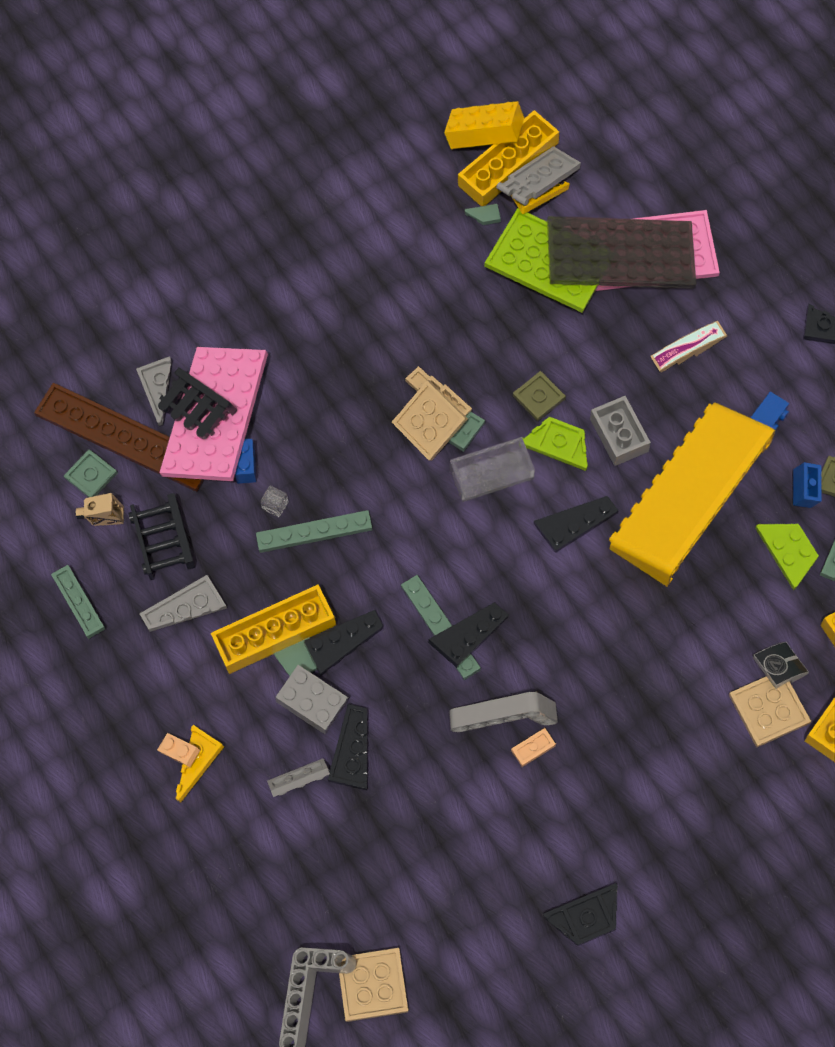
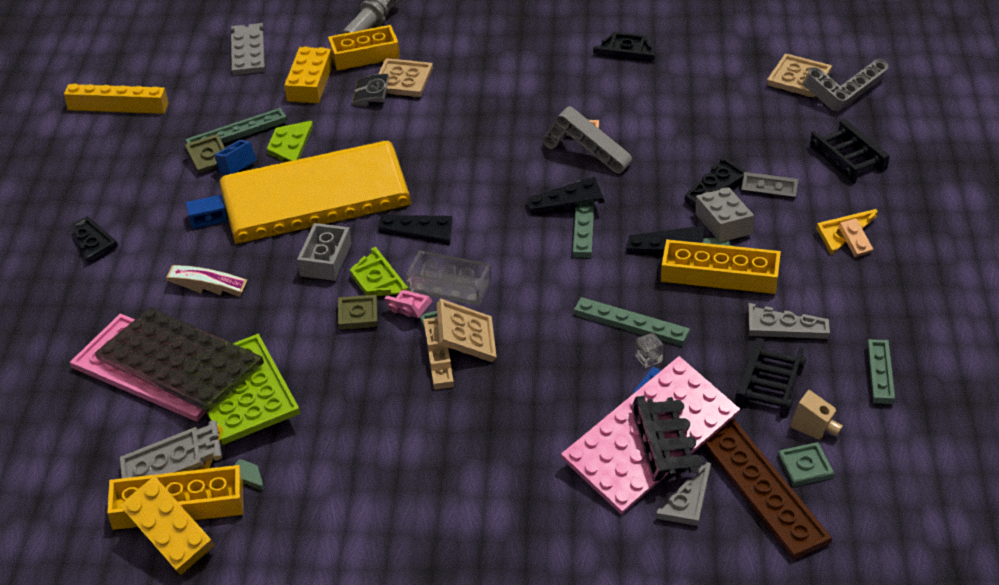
camera: 145 degrees left, 25 degrees down
(252, 902) = (855, 139): none -> black fence
(502, 423) = (408, 303): none -> bright pink bracket

